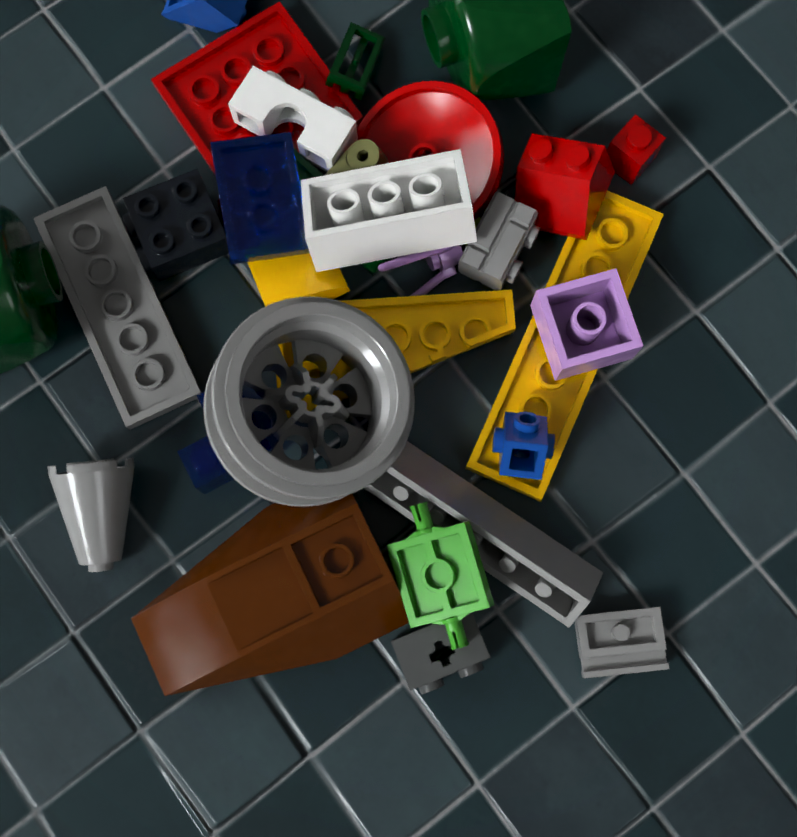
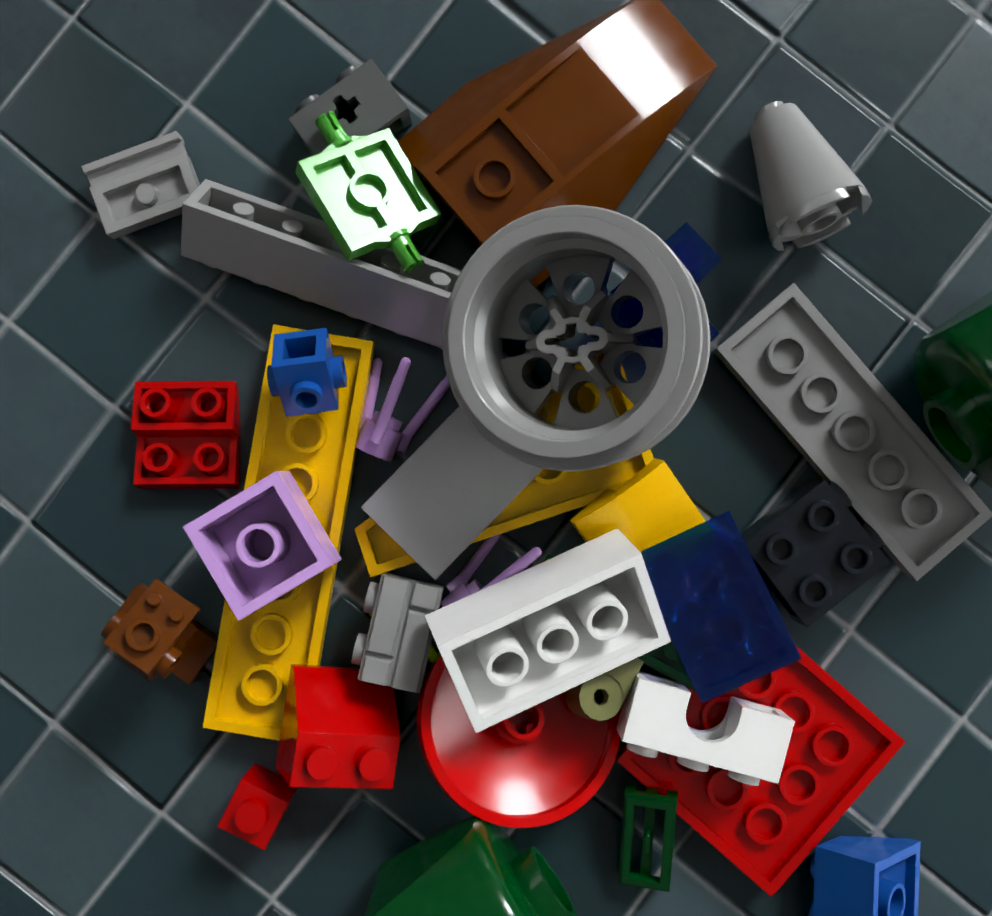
camera: 165 degrees right, 10 degrees up
(443, 331) = (447, 493): none -> light grey tile
(476, 396) = (381, 432): none -> lavender plant
(630, 435) = (187, 435): none -> red slope
(683, 285) = (159, 635): none -> reddish brown tile

